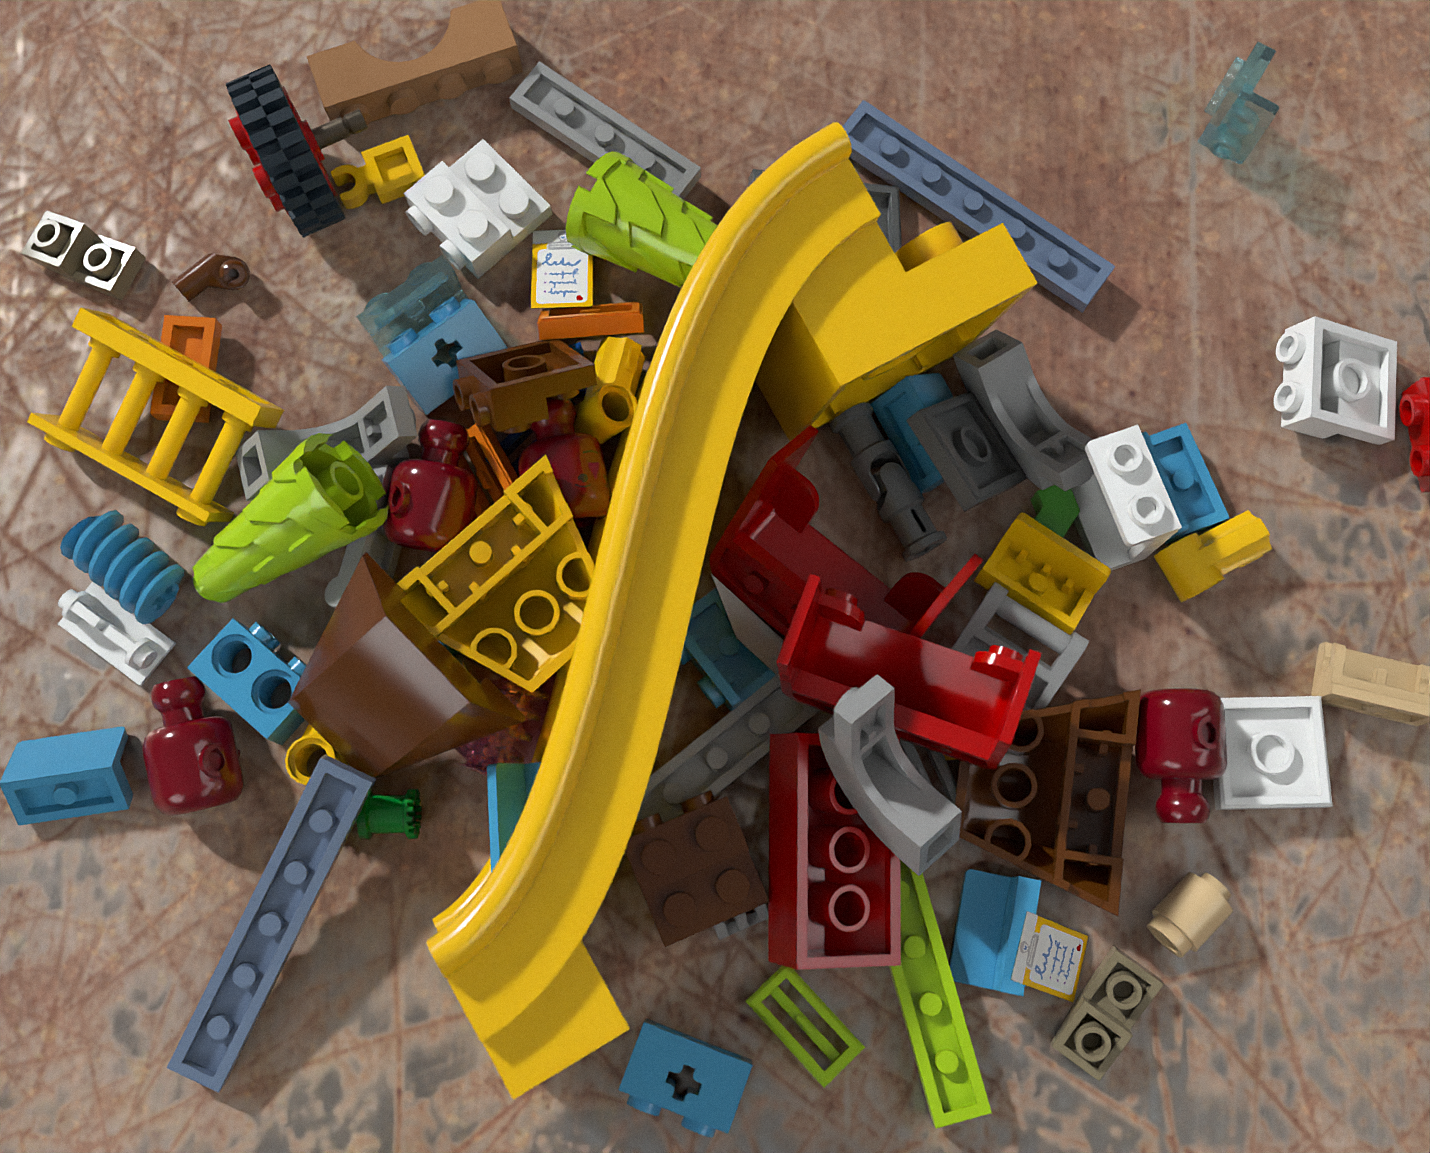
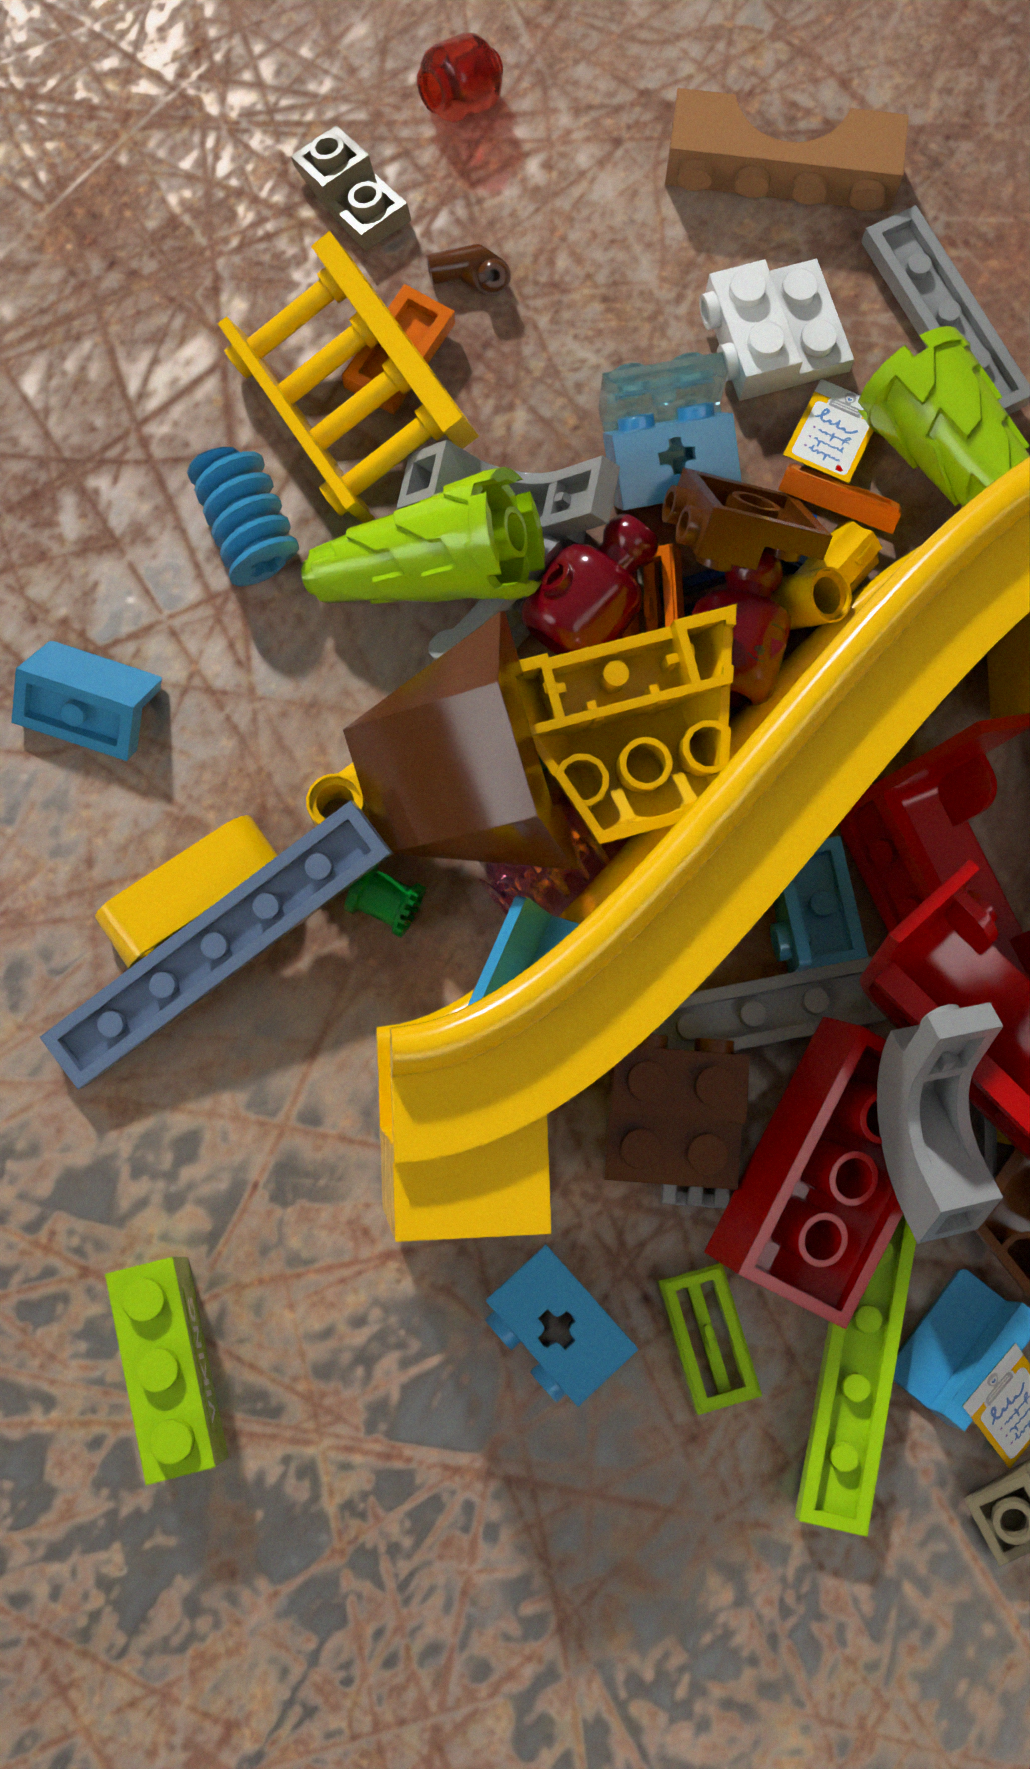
camera: 25 degrees right, 0 degrees up
(113, 632) = (198, 577): white hinge -> none
(128, 125) = (460, 77): none -> clear red head
(193, 757) = (214, 736): dark red piece -> none
(224, 889) = (183, 888): none -> yellow beam
(251, 689) = (312, 699): dark azure brick -> none
(288, 149) = (615, 170): black wheel -> none
(388, 171) = (699, 246): yellow plate -> none
(750, 628) = (856, 899): white sticker -> none

